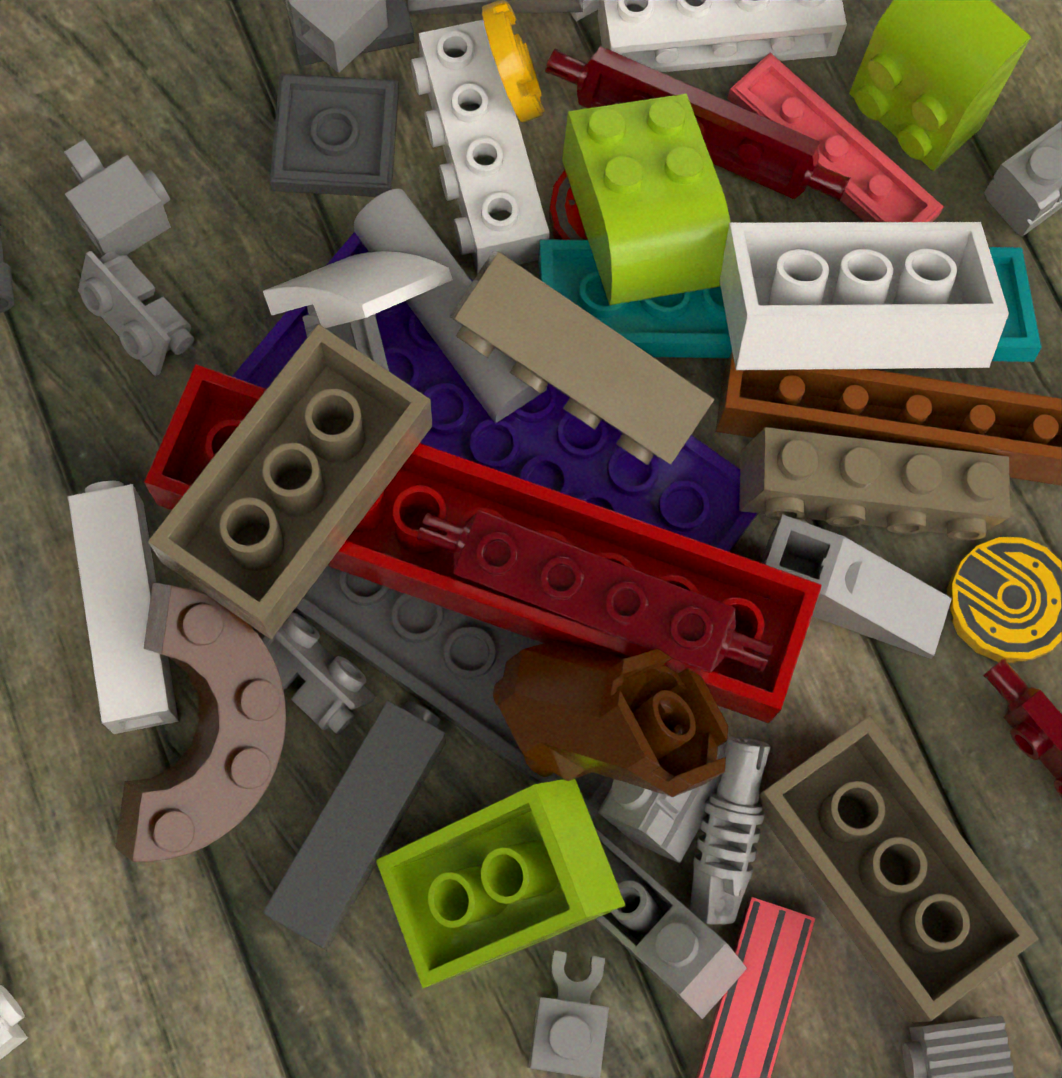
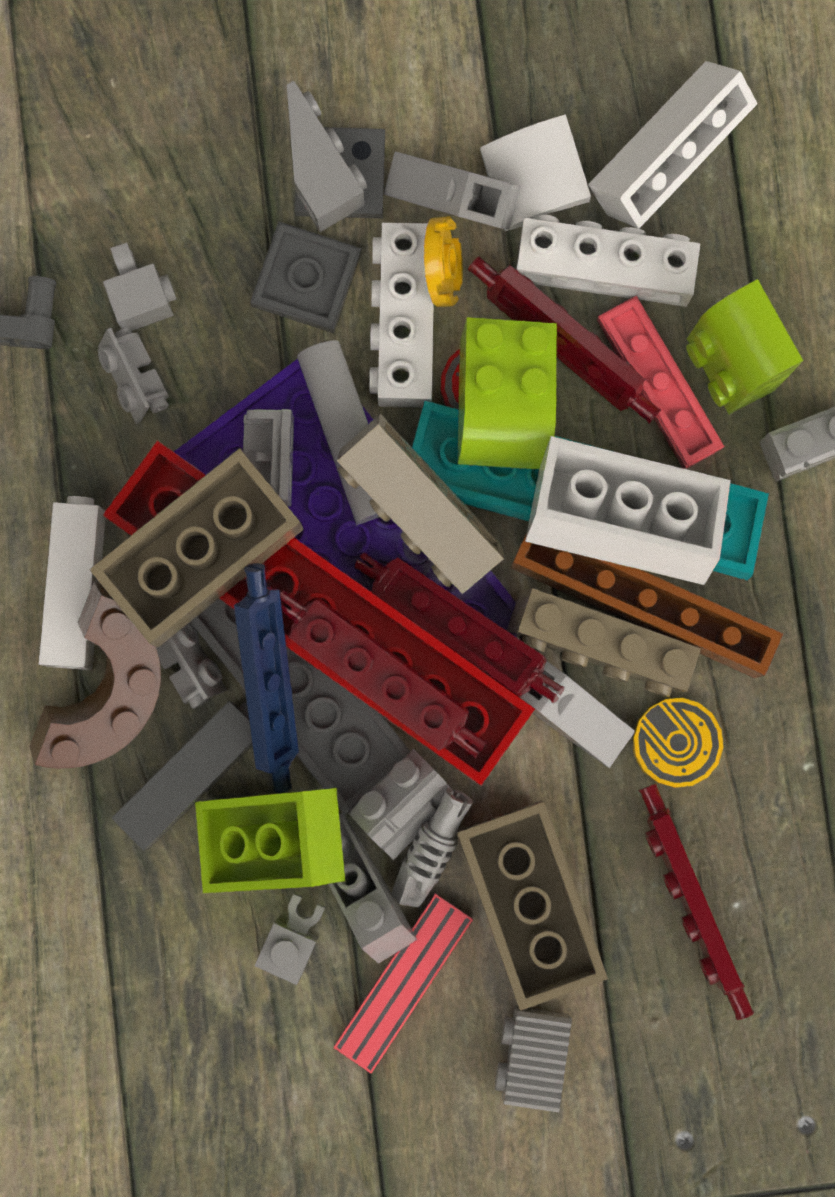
camera: 20 degrees right, 10 degrees up
(358, 286) = (283, 412): white slope -> none
(436, 641) = (267, 678): none -> dark blue plate
(612, 717) = (369, 759): reddish brown brick -> none
(703, 511) = (460, 627): none -> dark red plate

